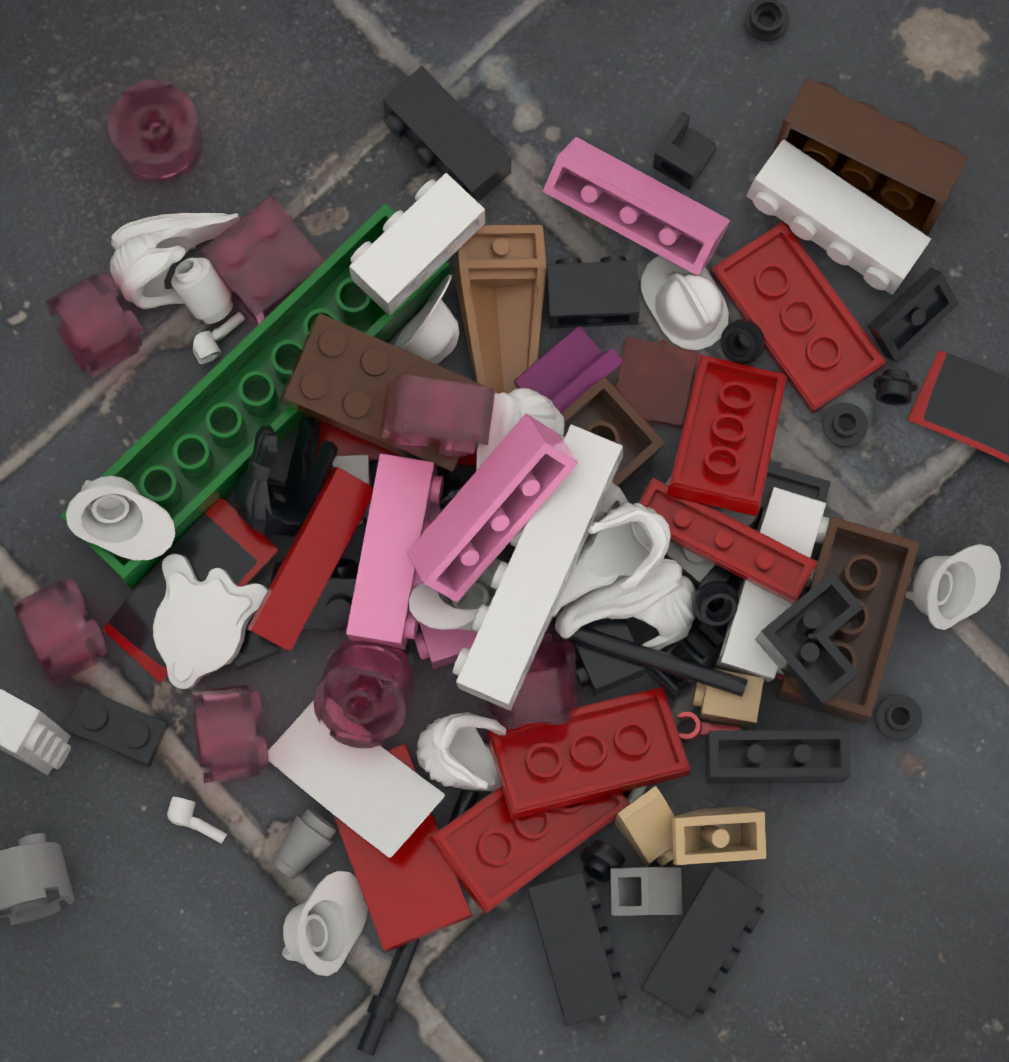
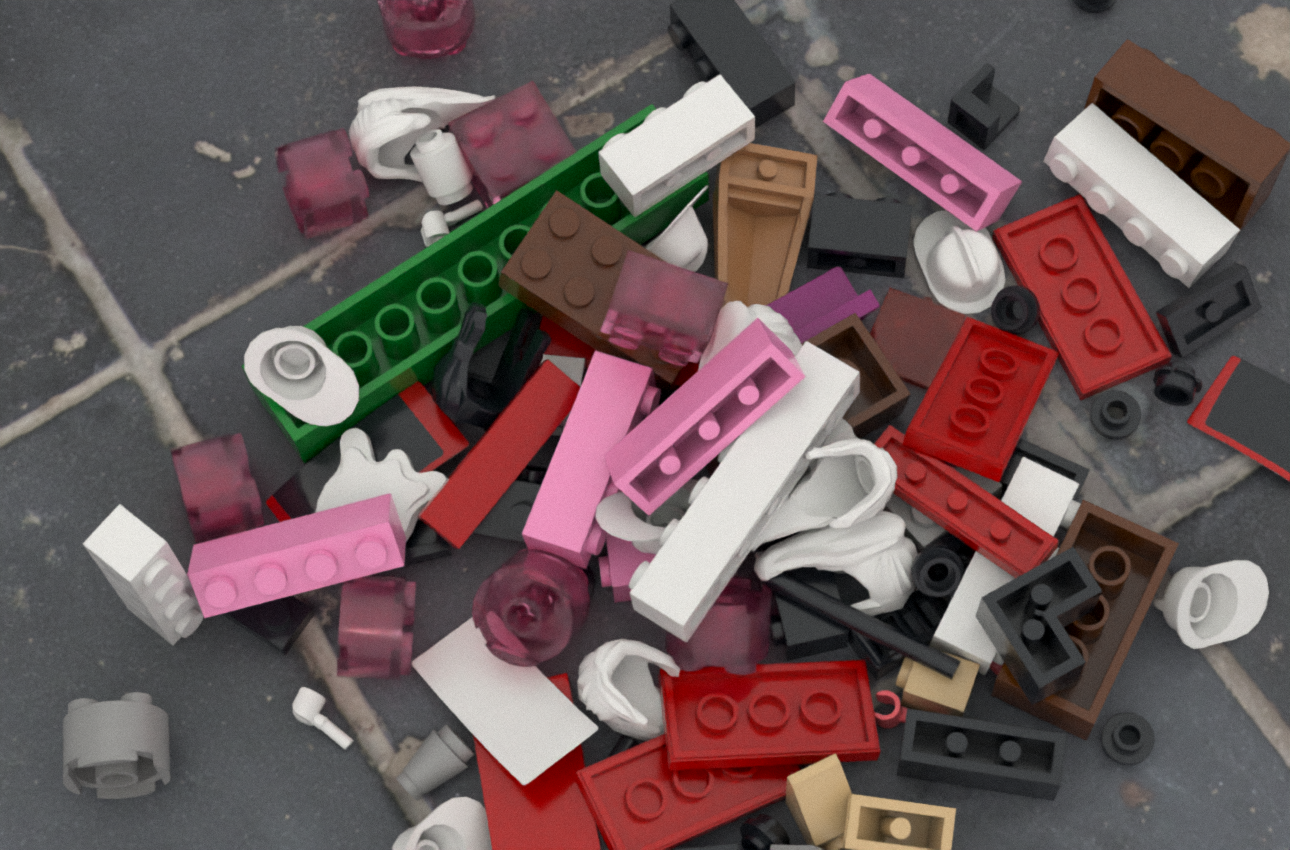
camera: 15 degrees right, 10 degrees down
(148, 685) = (297, 555): none -> bright pink brick

